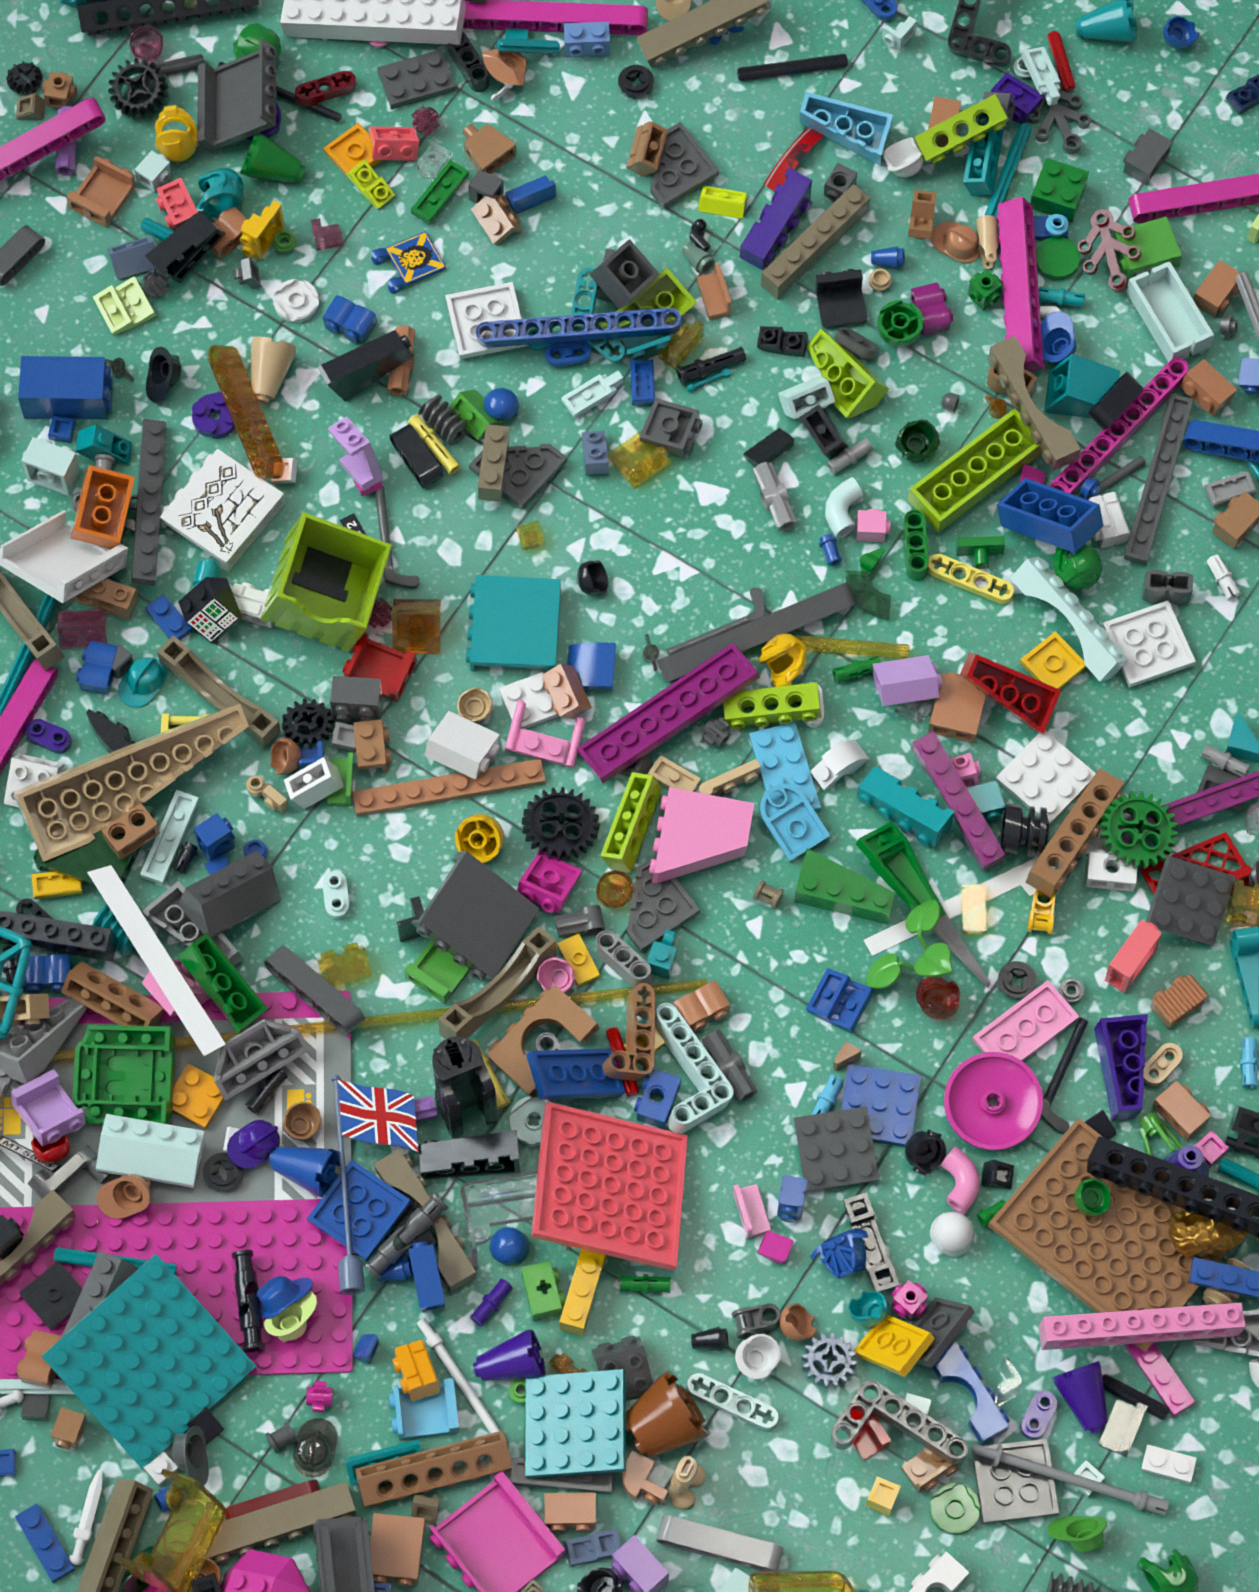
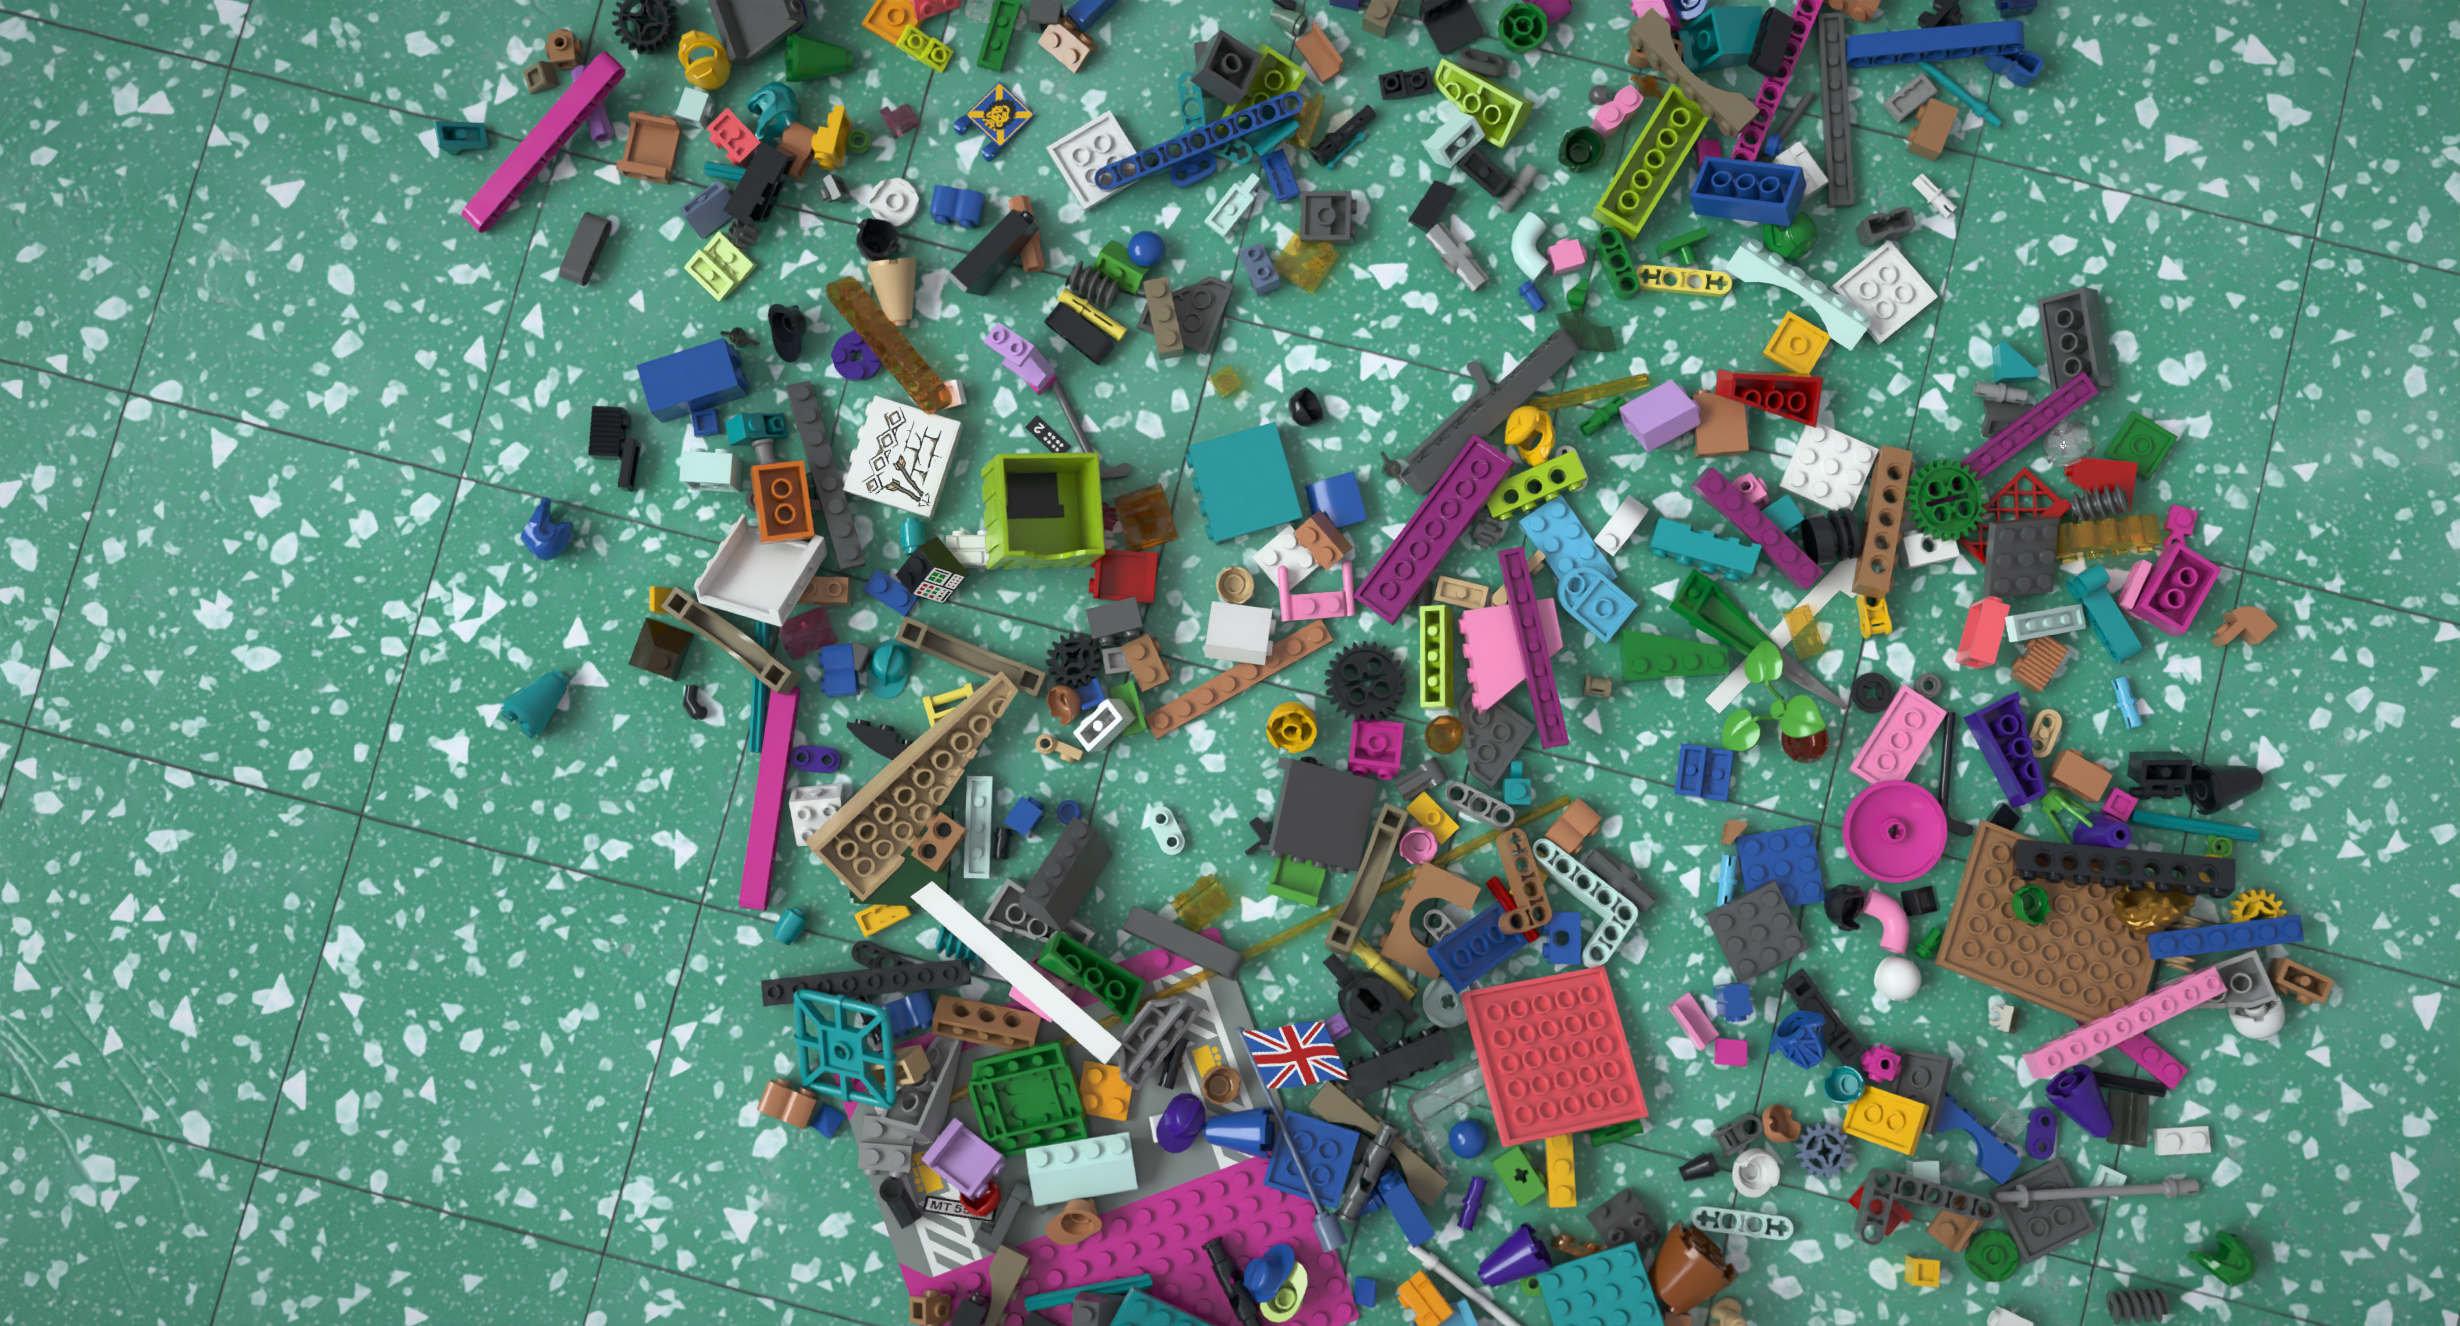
camera: 15 degrees left, 15 degrees up
(20, 85) = (522, 56): black gear -> none
(212, 1167) = (1158, 1173): black gear -> none
(217, 864) = (1039, 842): blue tile -> none
(269, 322) = (877, 239): none -> black cap
(718, 835) = (1533, 648): none -> magenta plate
(963, 419) = (1617, 111): none -> bright pink brick
(1042, 383) = (1687, 55): none -> teal plate
(1042, 1301) = (2008, 1019): none -> tile
(1081, 1532) = (2121, 1241): bright green piece -> none
(1193, 963) = (2045, 623): none -> light aqua plate

